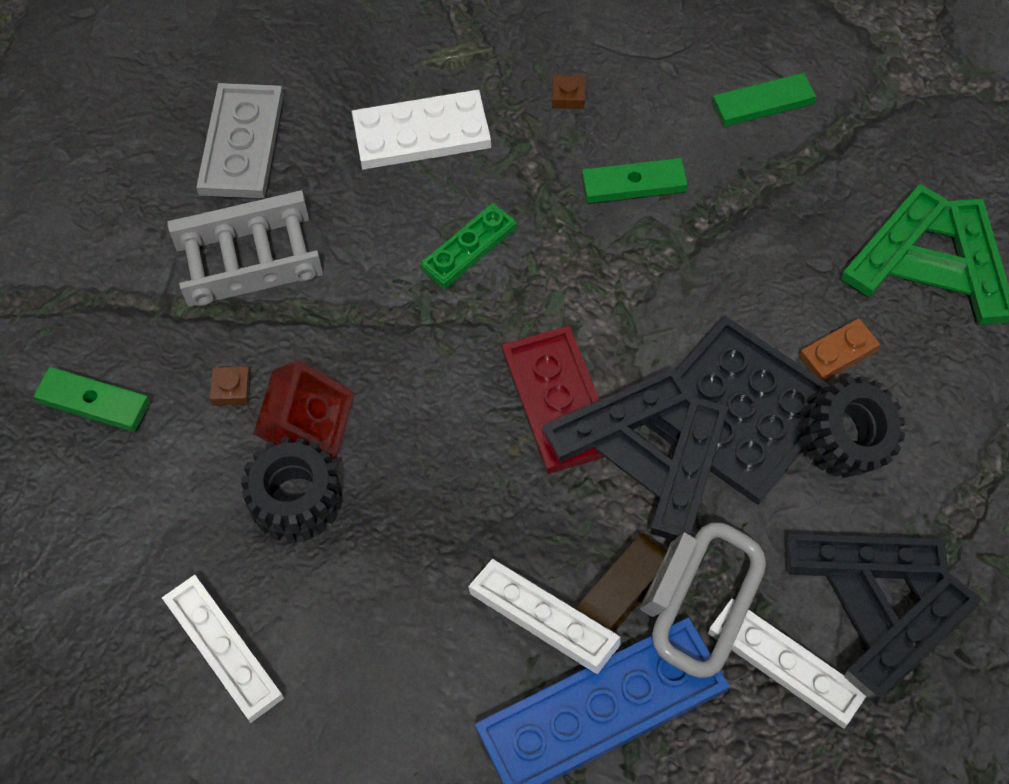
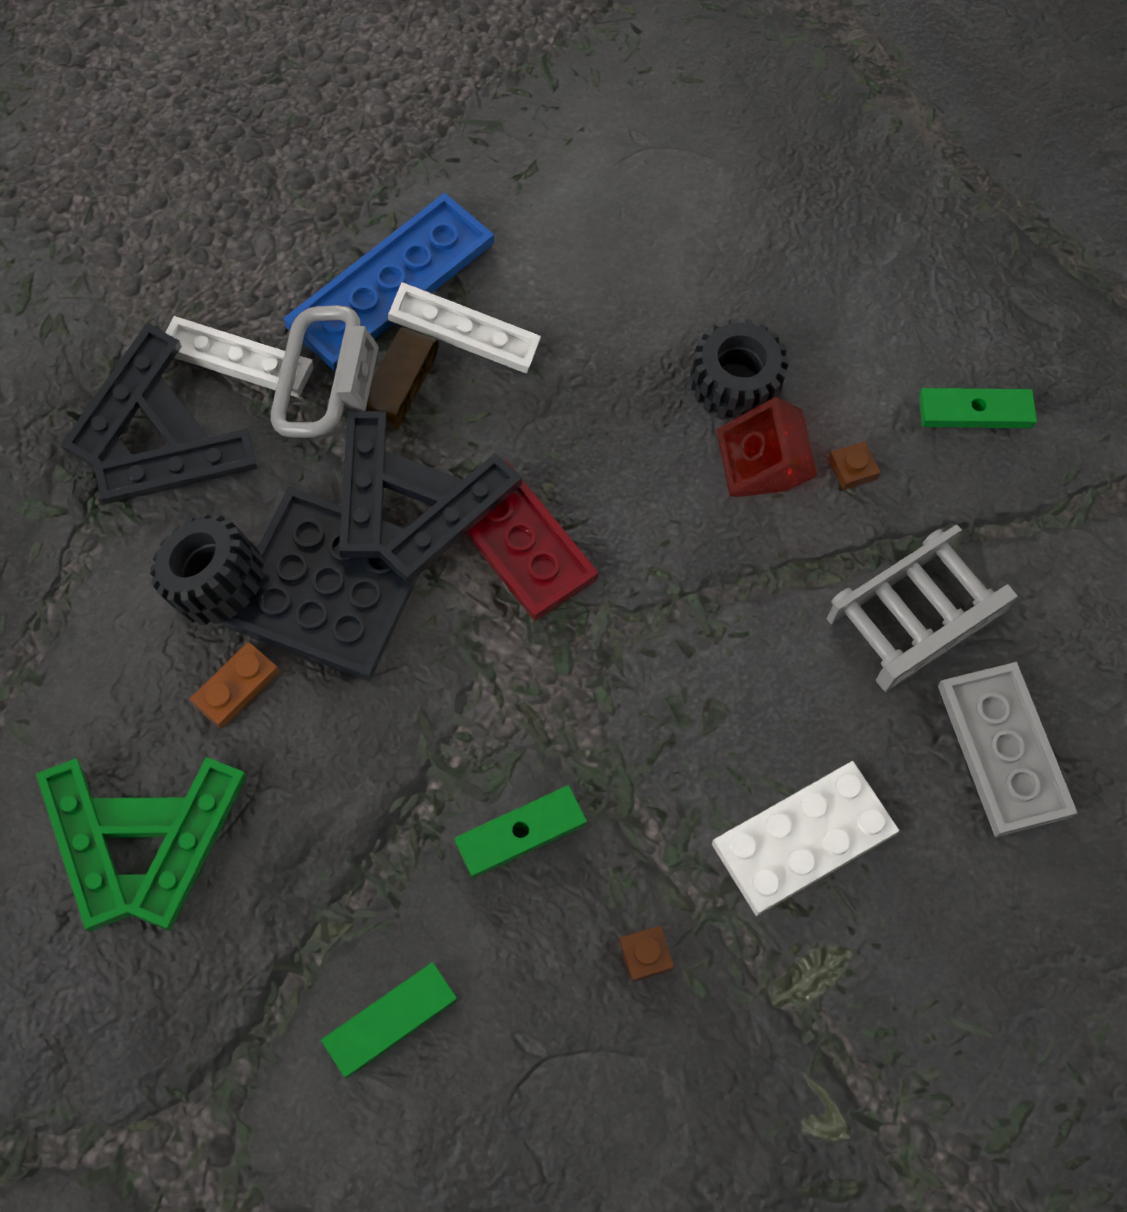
camera: 155 degrees right, 5 degrees up
(223, 648) = (733, 239): white plate -> none
(468, 246) = (673, 713): green tile -> none

